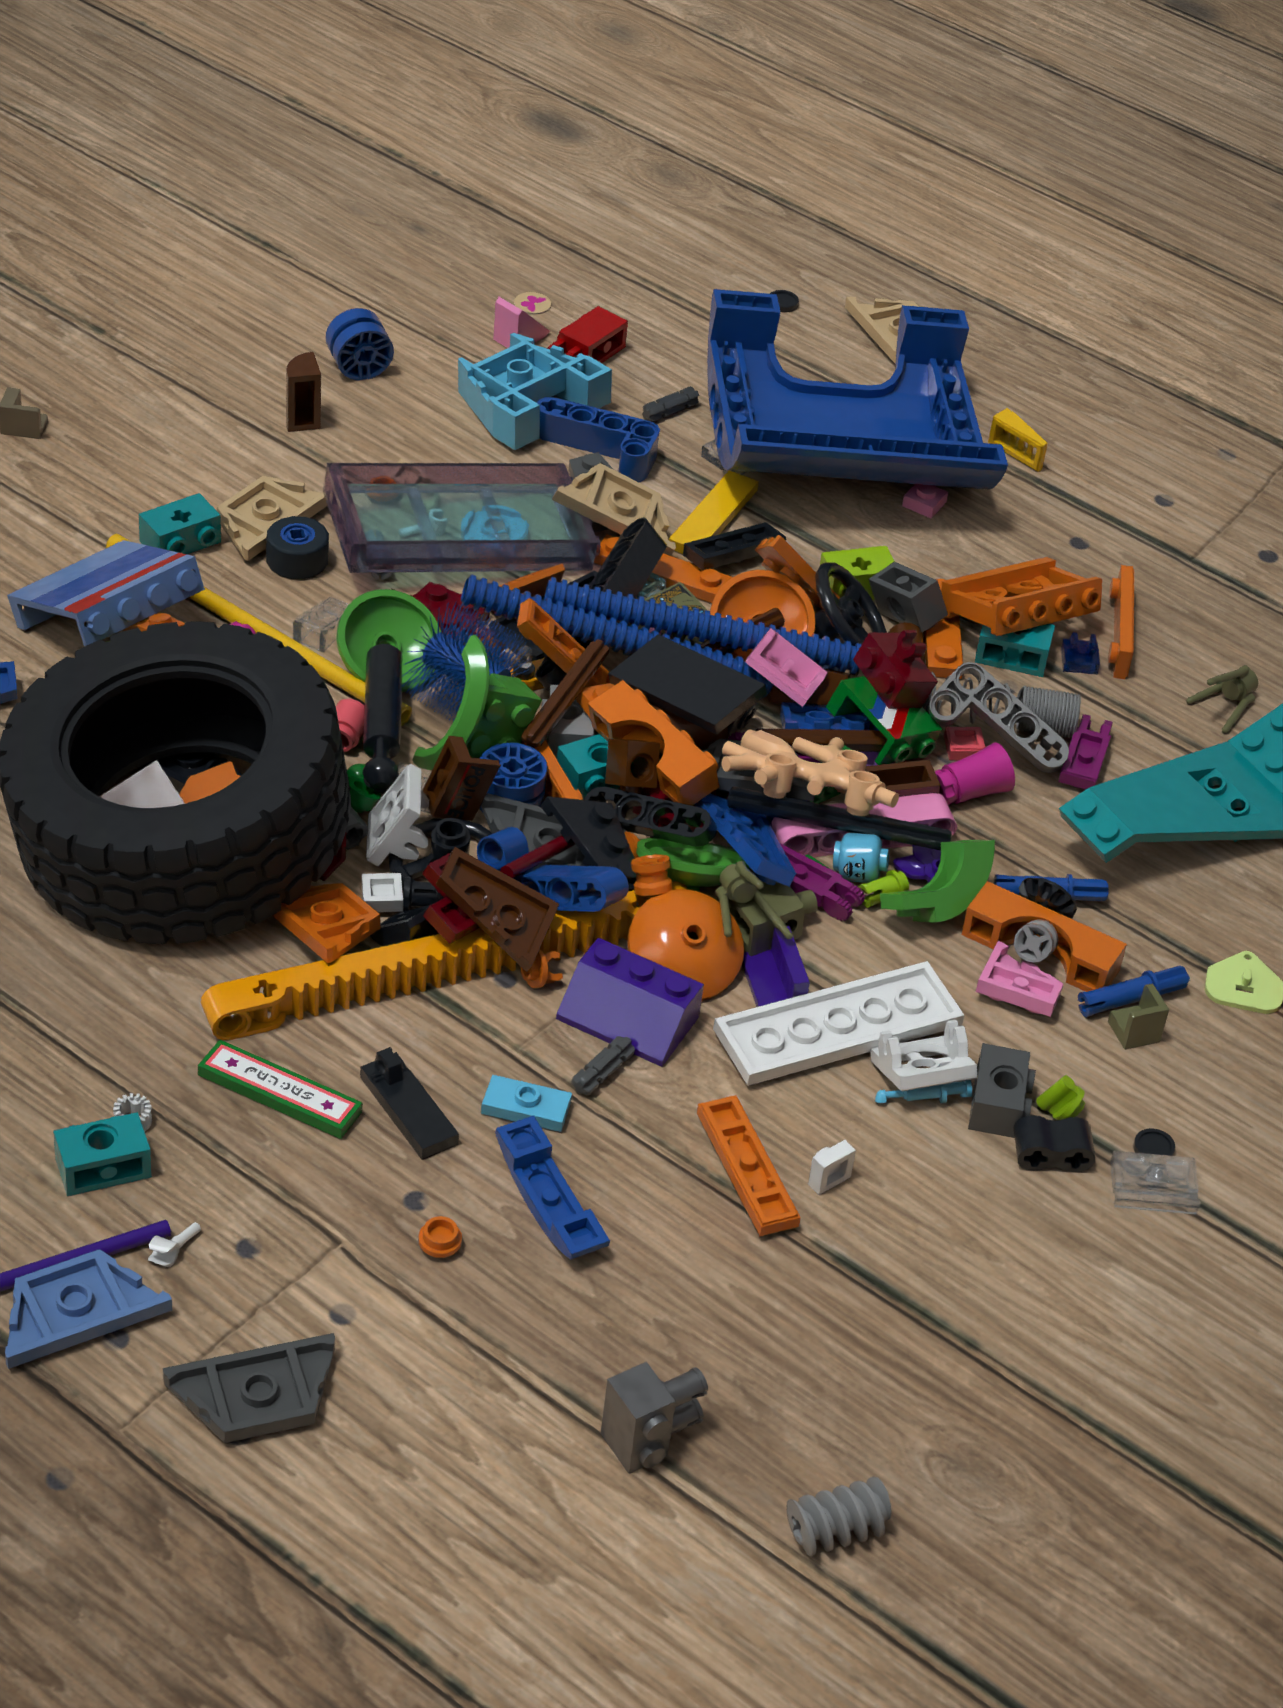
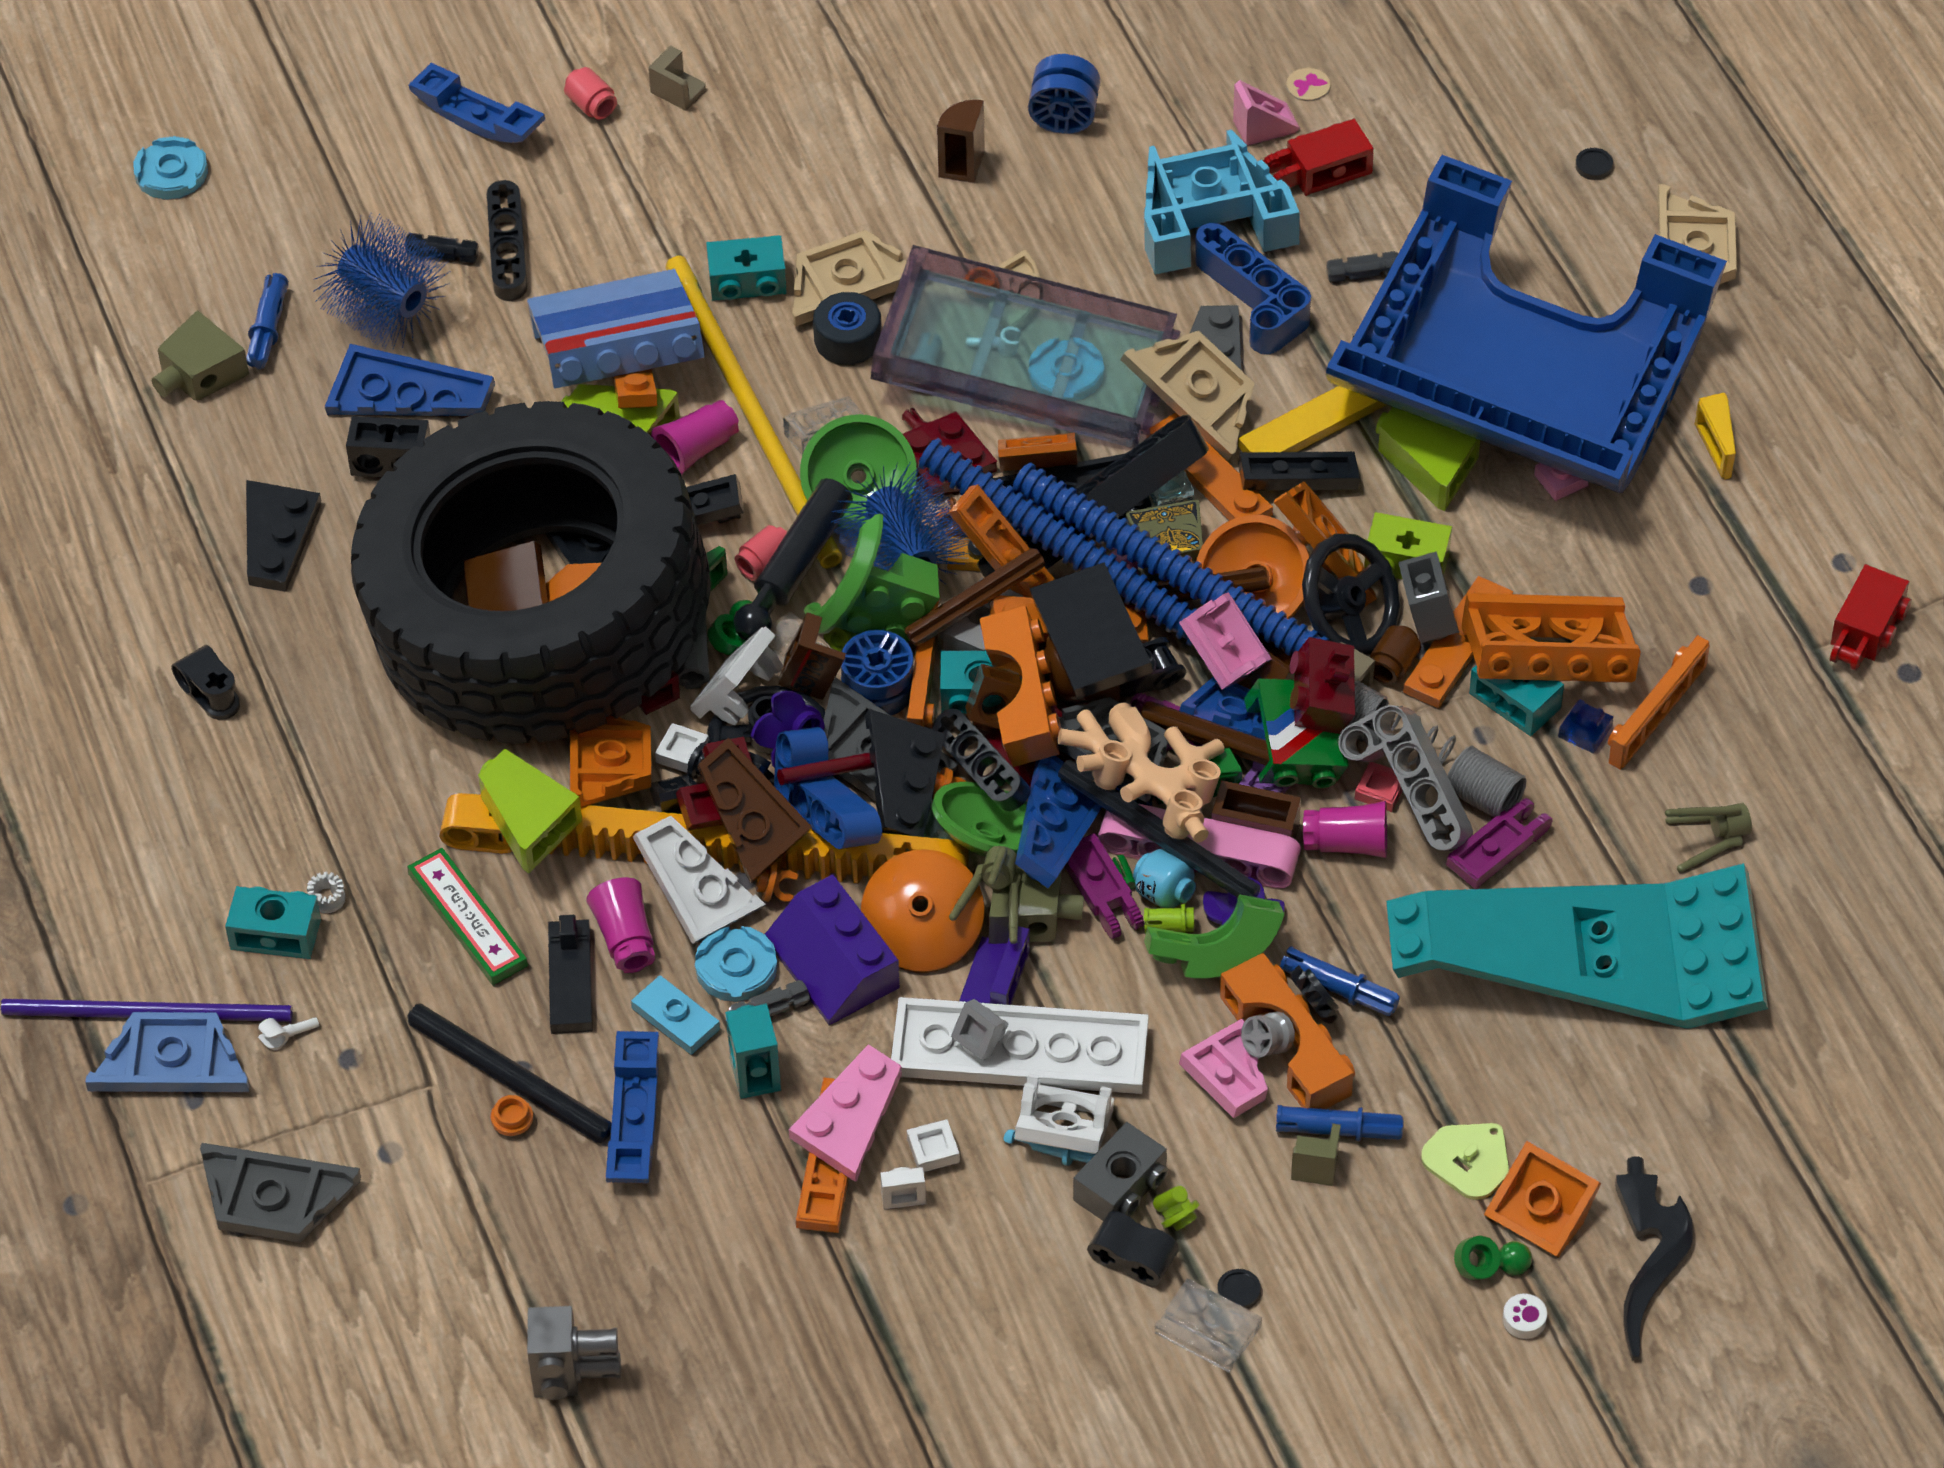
camera: 35 degrees right, 10 degrees up
(292, 970) = (527, 807): none -> lime slope
(410, 1203) = (509, 1073): none -> black axle
(433, 1042) = (623, 922): none -> dark pink plant
(476, 826) = (787, 714): none -> dark purple plate
(478, 990) = (692, 881): none -> white wing
(548, 1045) = (736, 963): none -> medium azure tile
(631, 1099) = (753, 1050): none -> teal brick
(652, 875) = (921, 828): orange wheel -> none
(747, 1122) = (846, 1115): none -> bright pink wing
(809, 1014) = (979, 1029): none -> light grey tile
(818, 507) = (1427, 454): none -> lime slope
(828, 1124) = (933, 1145): none -> white plate
(1218, 523) = (1869, 616): none -> red brick

